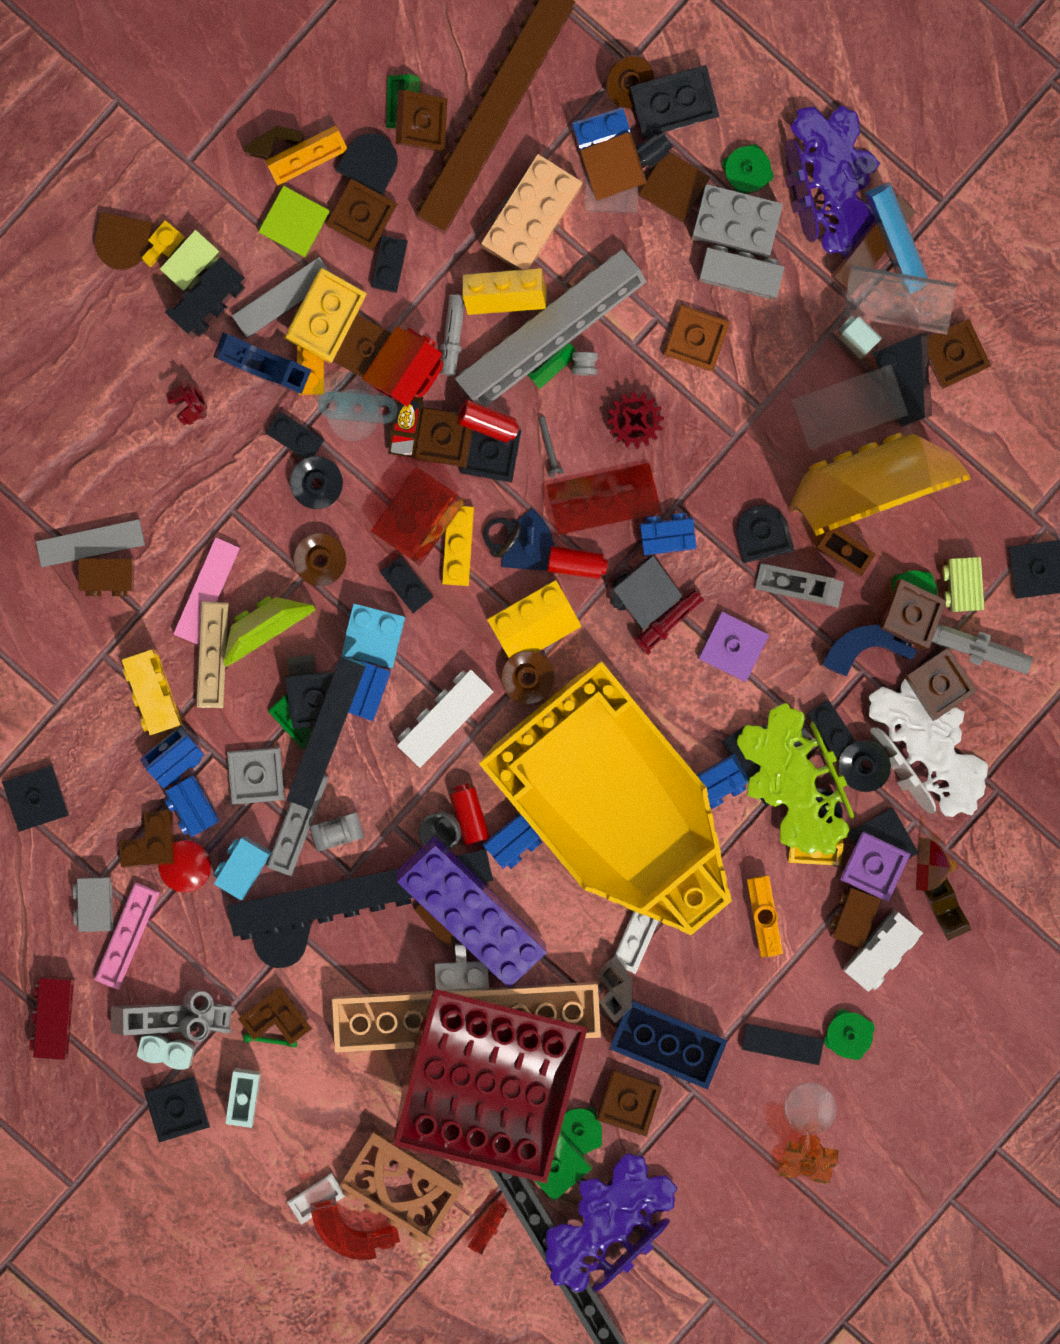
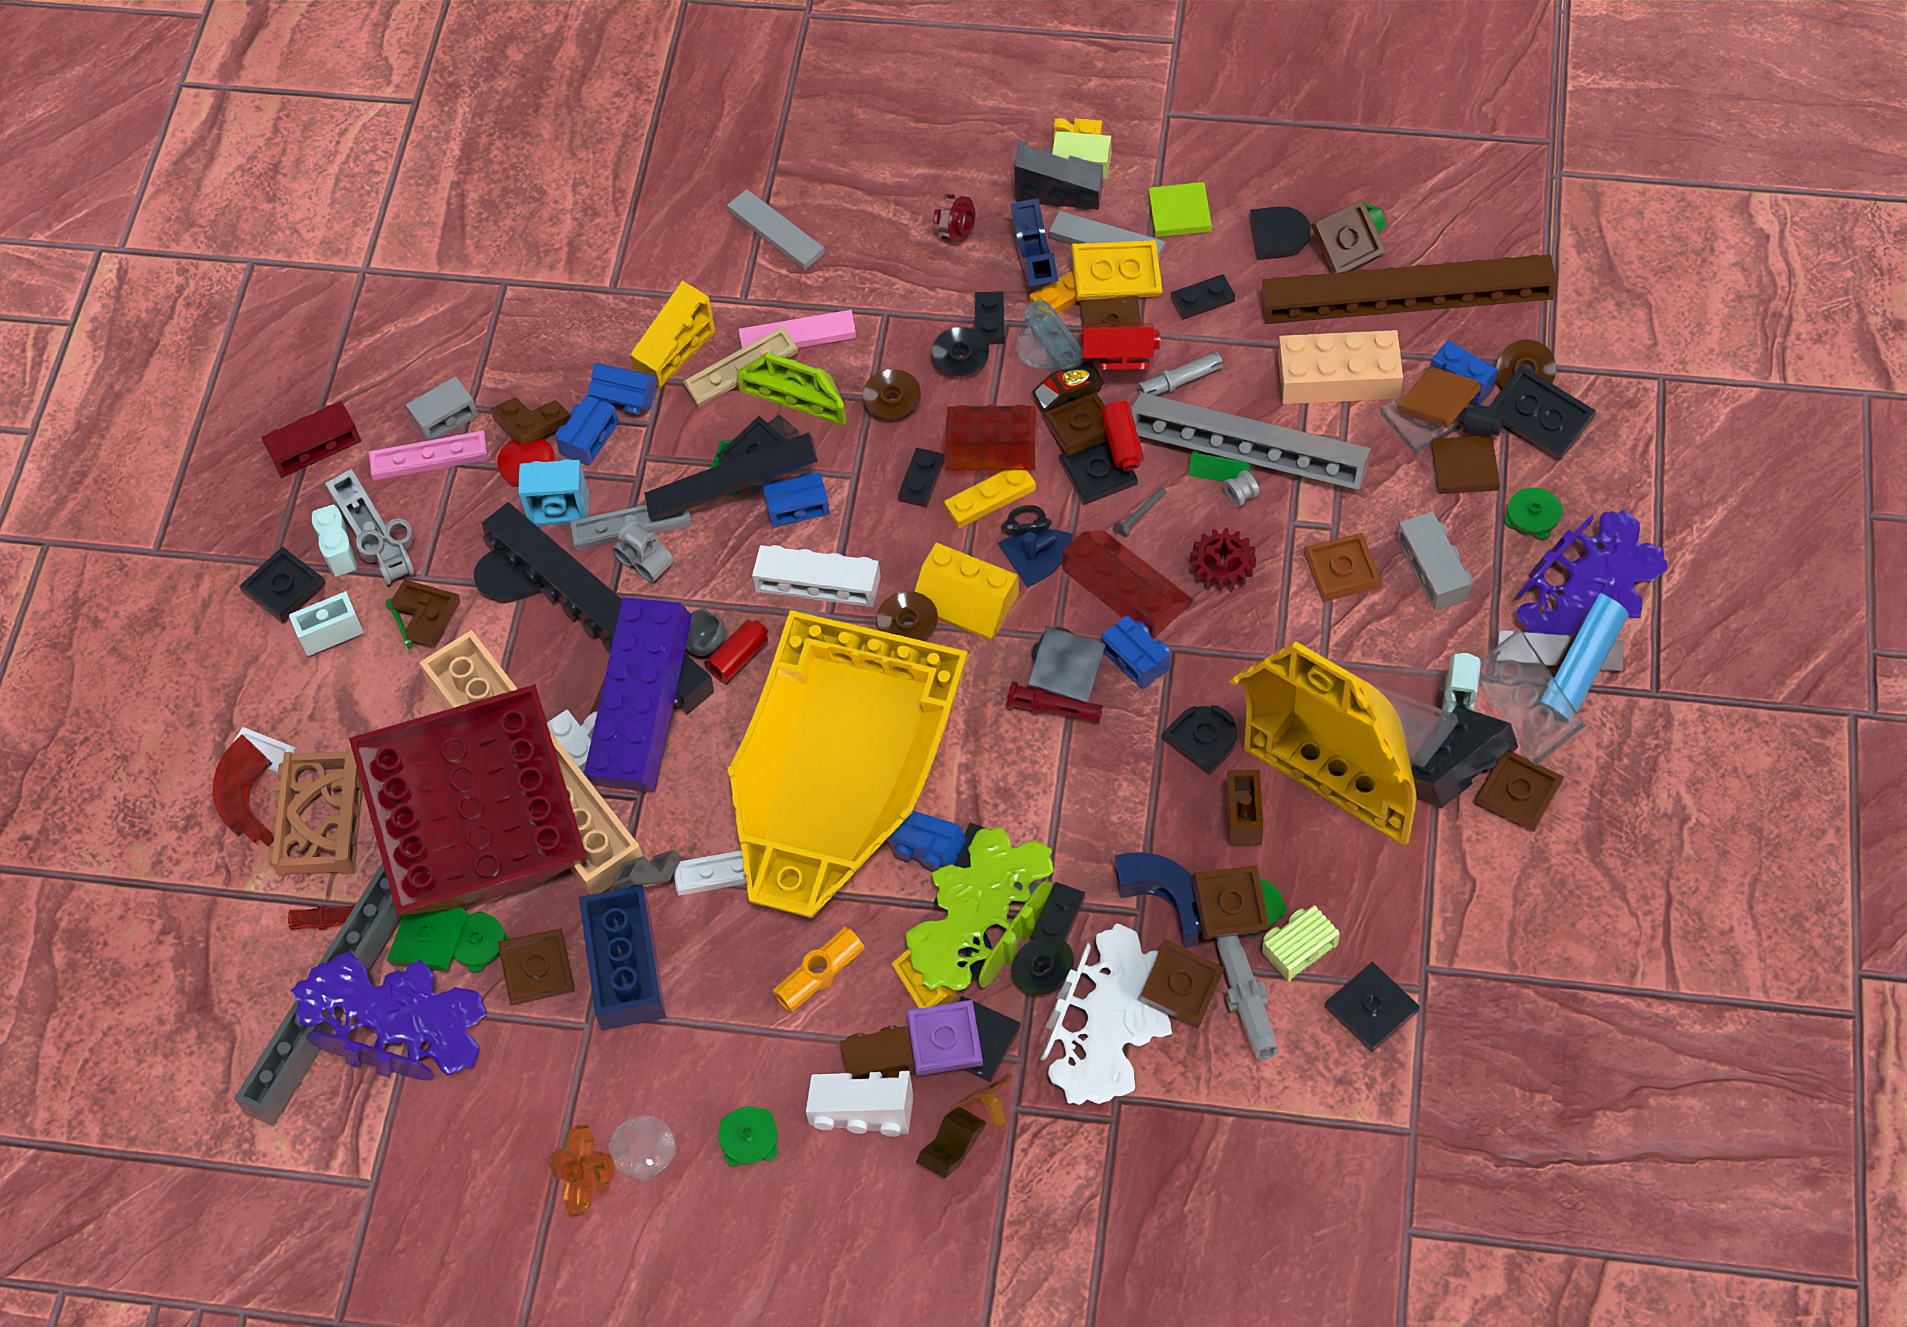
camera: 60 degrees right, 30 degrees down
(35, 798) = (512, 318): black plate -> none
(106, 575) = (754, 251): reddish brown brick -> none
(121, 240) = (1056, 101): reddish brown tile -> none
(256, 775) = (651, 464): light grey tile -> none
(264, 145) = (1230, 148): dark brown slope -> none
(306, 155) = (1244, 181): light orange plate -> none
(361, 215) = (1228, 249): reddish brown plate -> none
(373, 635) = (854, 474): medium azure slope -> none
(504, 291) = (1252, 381): yellow brick -> none
(512, 841) = (731, 699): blue brick -> none
(576, 562) = (1048, 591): red brick -> none
(733, 646) = (1073, 778): medium lavender plate -> none
(737, 221) = (1479, 525): light grey brick -> none
(782, 1044) = (695, 1076): black tile -> none
(799, 585) = (1181, 796): light grey slope -> none

